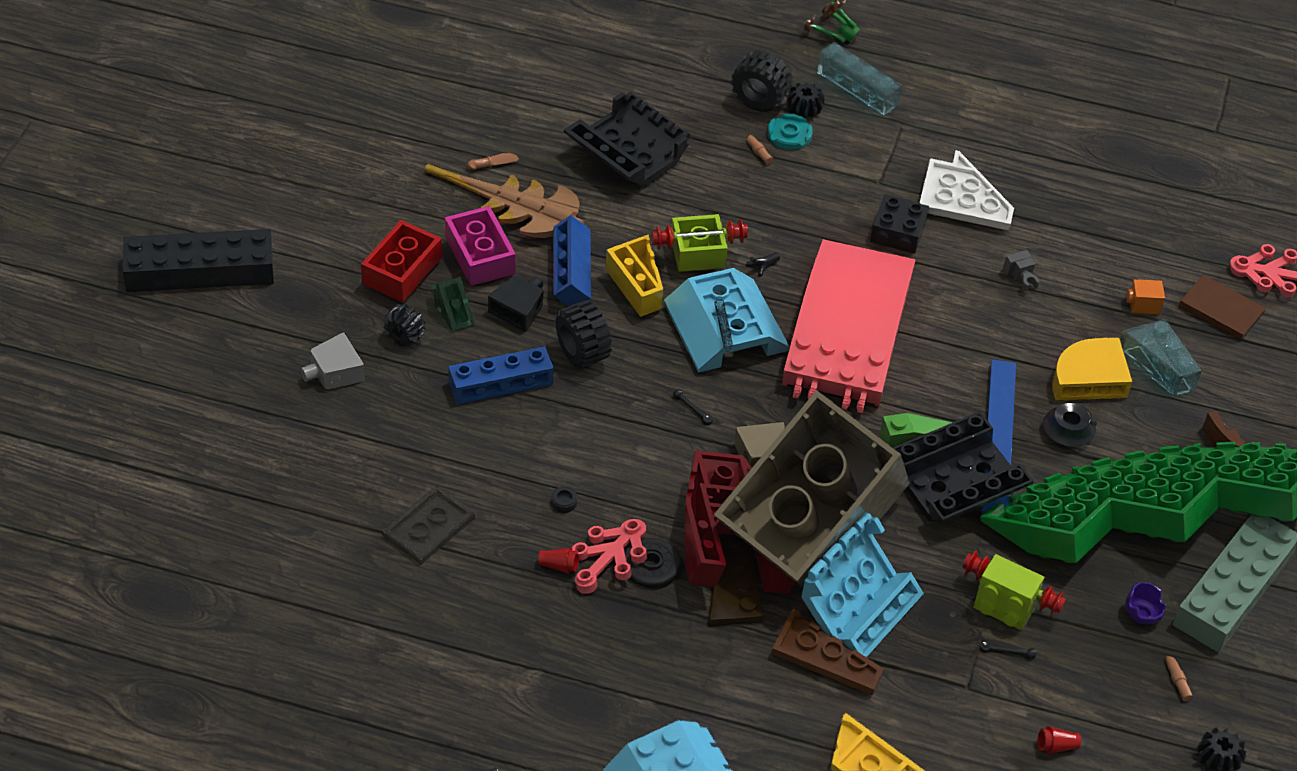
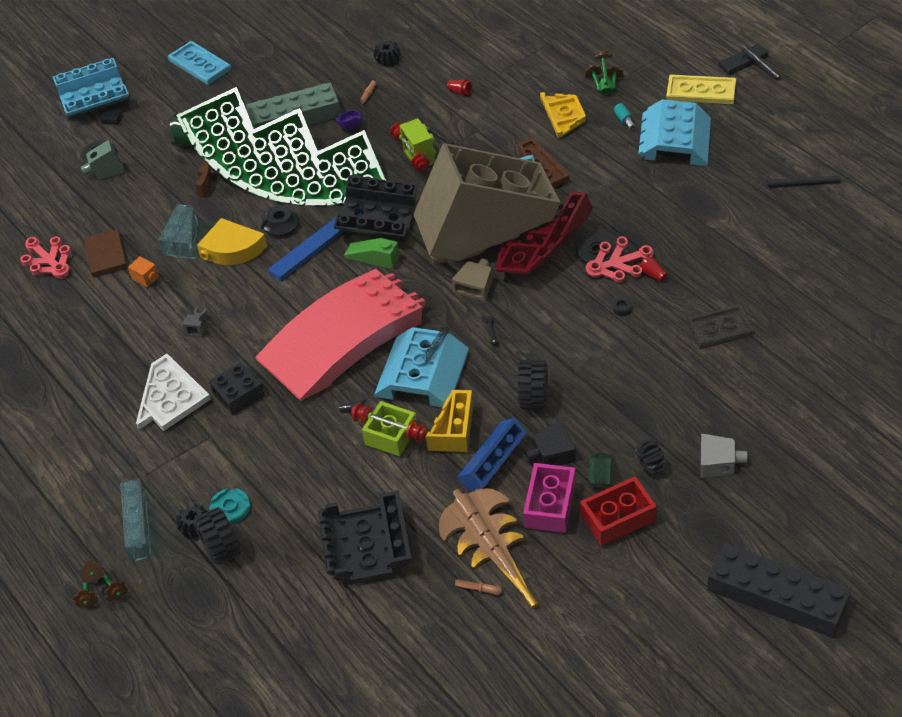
camera: 135 degrees left, 0 degrees up
(500, 375) = (605, 397): blue brick -> none
(759, 150) = (267, 501): nougat piece -> none

